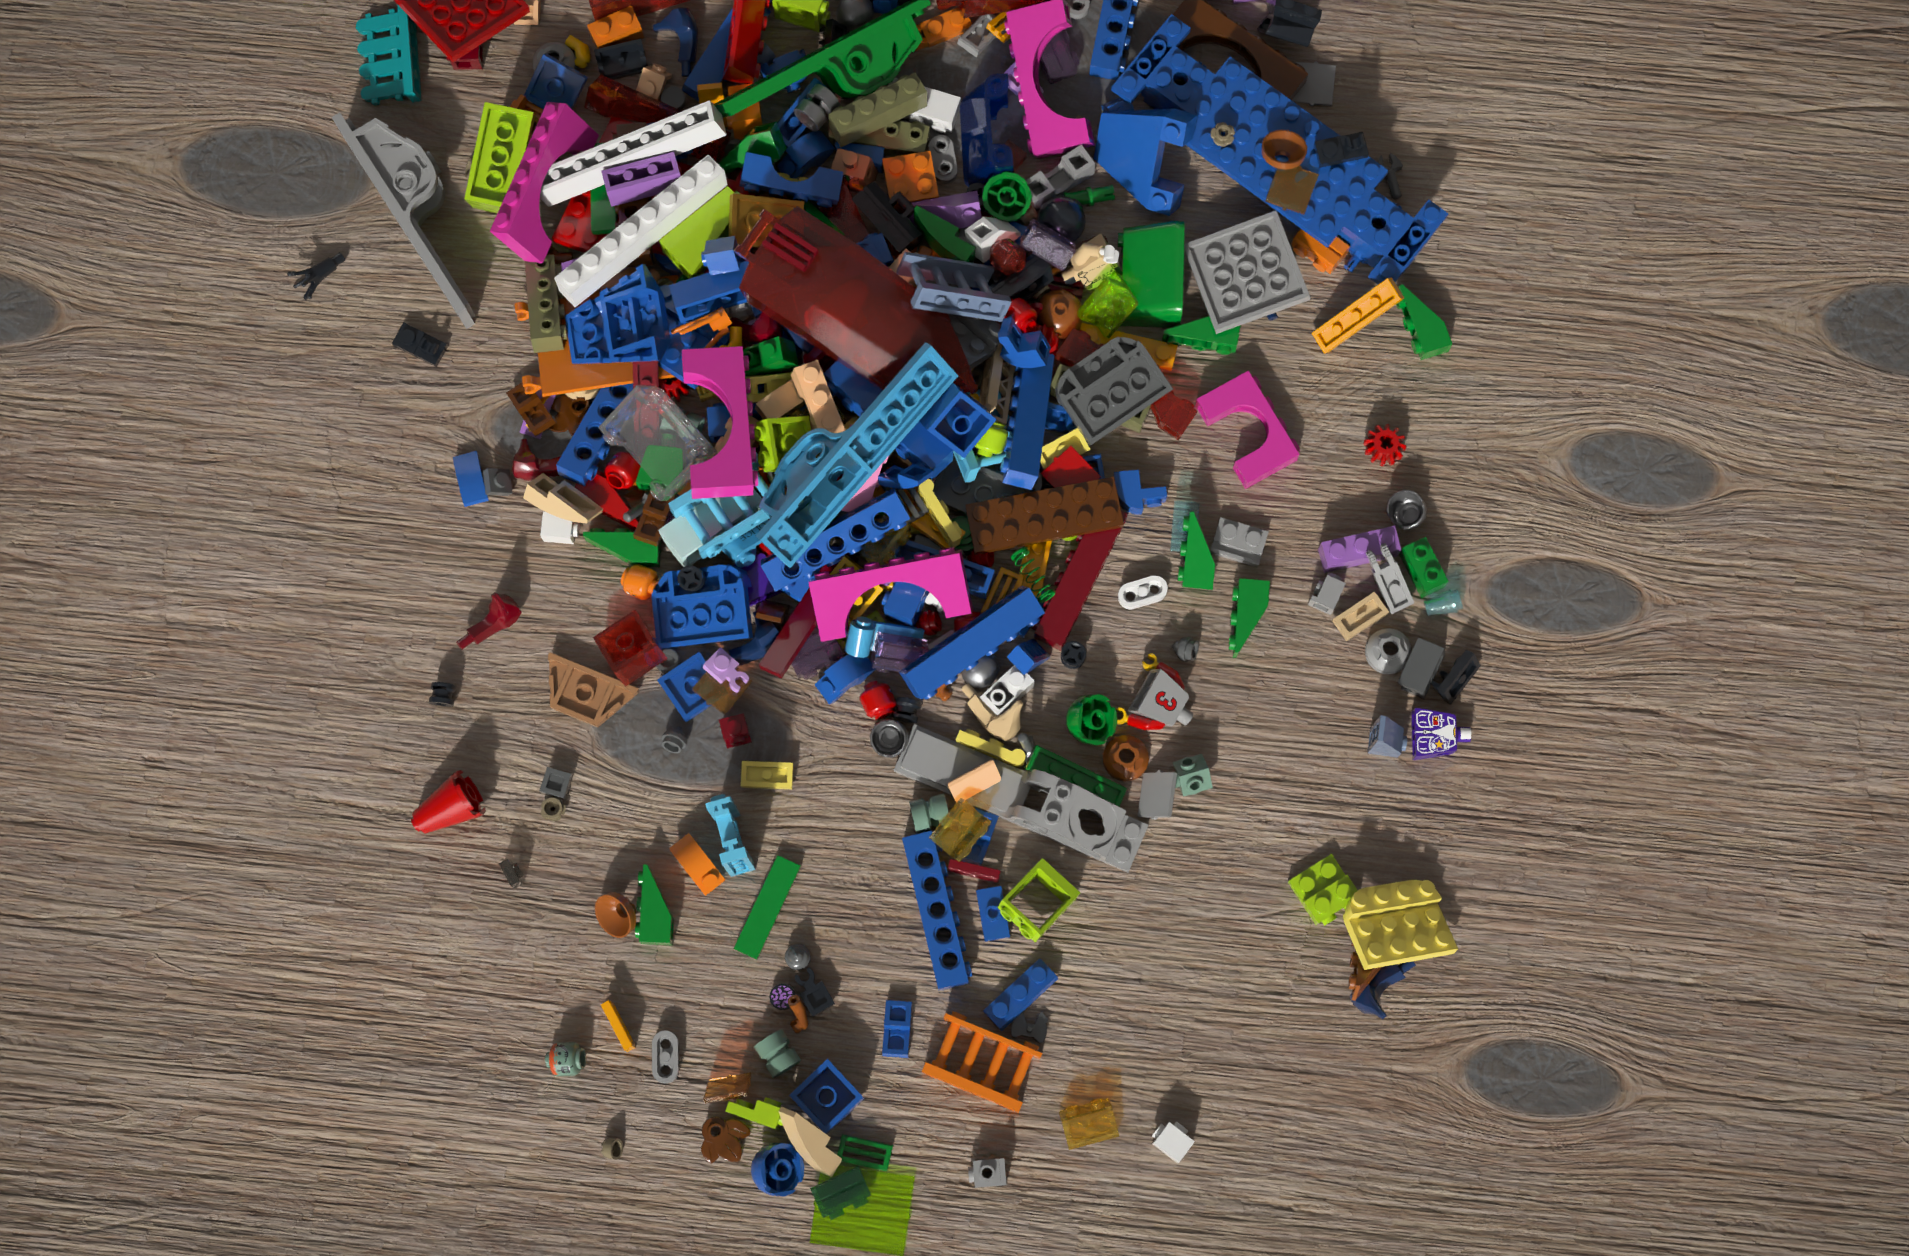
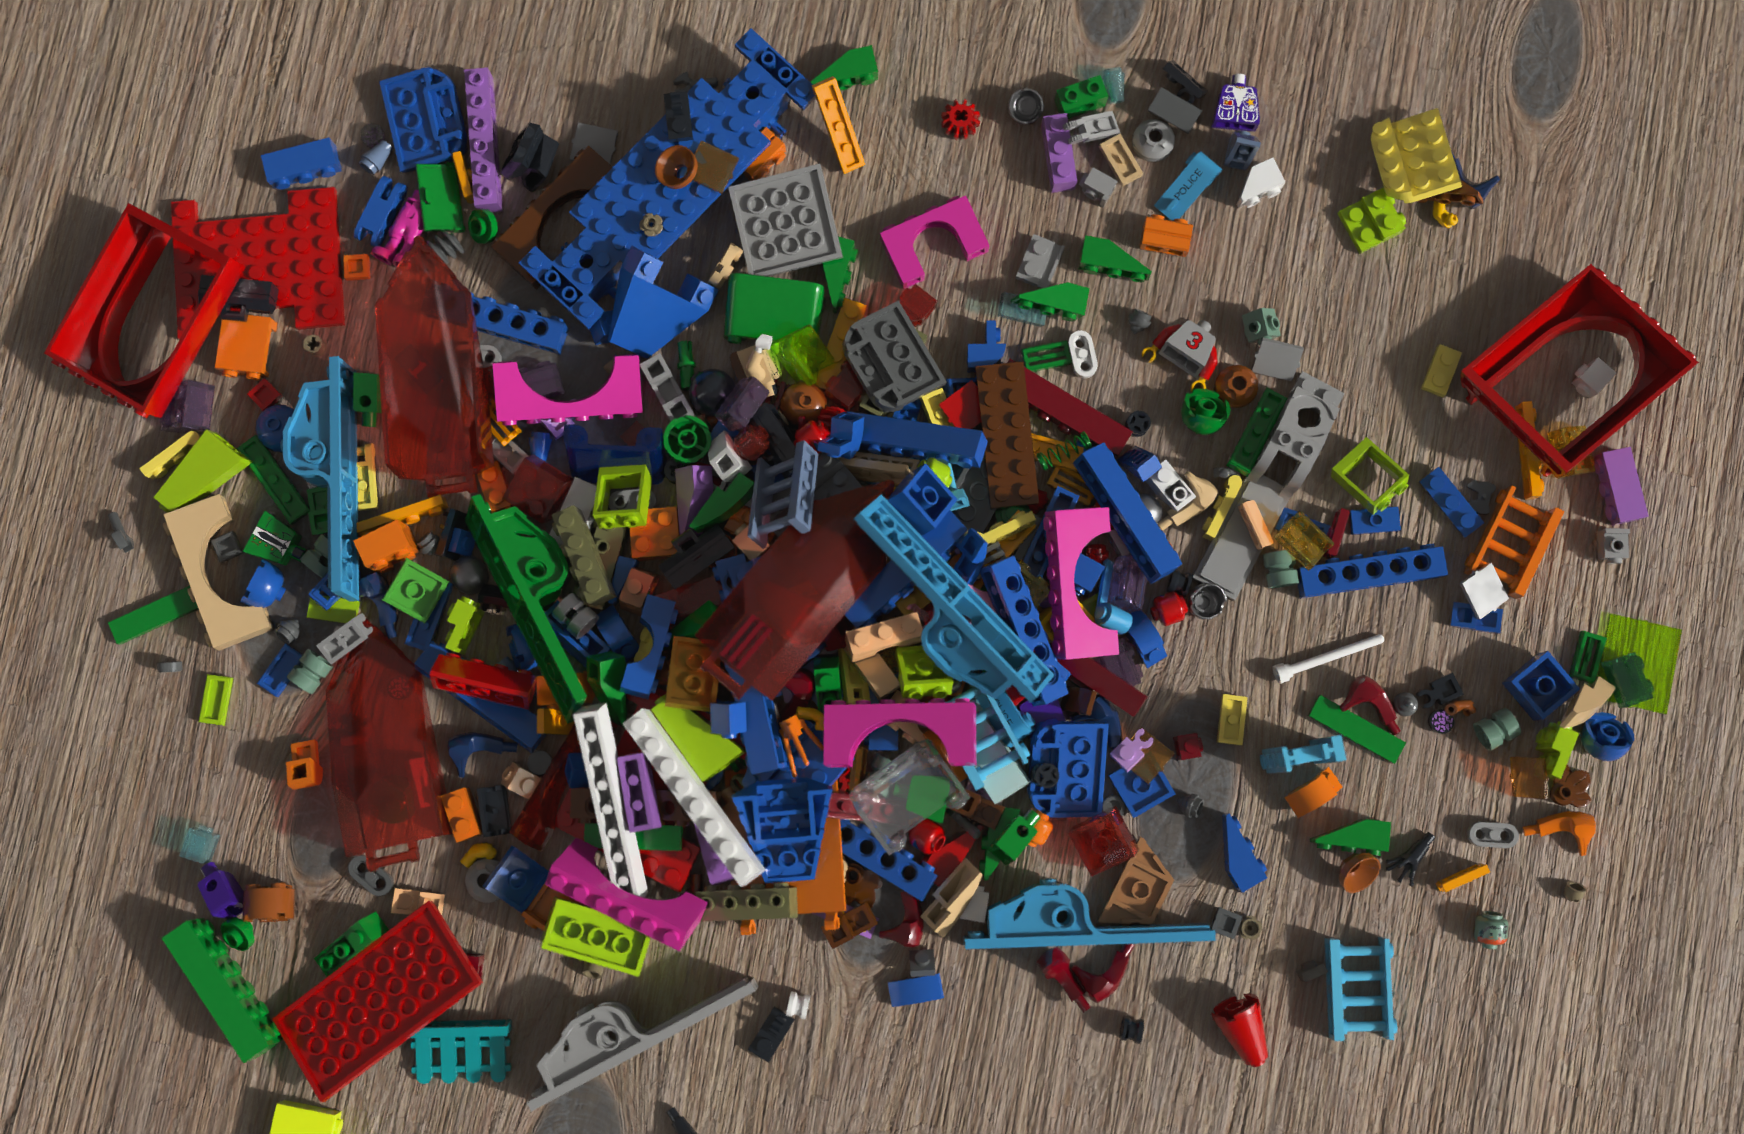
camera: 85 degrees left, 5 degrees up
(449, 365) = (798, 1005): none -> white wheel
(482, 903) = (1337, 1001): none -> medium azure fence
(484, 660) = (1103, 985): none -> dark red animal
(539, 591) = (1039, 925): none -> dark azure piece
(618, 544) = (1008, 843): none -> green torso
(620, 792) = (1239, 859): none -> blue slope
(636, 972) = (1411, 857): none -> black piece
(683, 1145) = (1578, 823): none -> orange animal
(689, 399) = (858, 769): none -> clear orange piece
(807, 916) = (1368, 690): none -> dark red animal
(822, 827) = (1284, 672): none -> white piece
(924, 1030) = (1484, 590): none -> piece
(946, 63) = (538, 488): none -> clear red brick
(963, 135) = (612, 478): none -> lime window
(990, 63) = (540, 444): none -> blue cone
(1054, 1176) = (1620, 486): none -> medium lavender brick
(1096, 1074) = (1530, 464): none -> light orange plate
(1130, 536) = (1068, 361): none -> green tile
(1165, 976) = (1441, 370): none -> light yellow plate
(1202, 222) = (725, 266): none -> tan plate
(1249, 1110) = (1581, 304): none -> red panel
(1281, 669) = (1166, 235): none -> orange brick
(1338, 969) = (1442, 216): none -> yellow arm
(1350, 695) = (1188, 186): none -> dark azure door
(1352, 764) = (1260, 182): none -> white slope

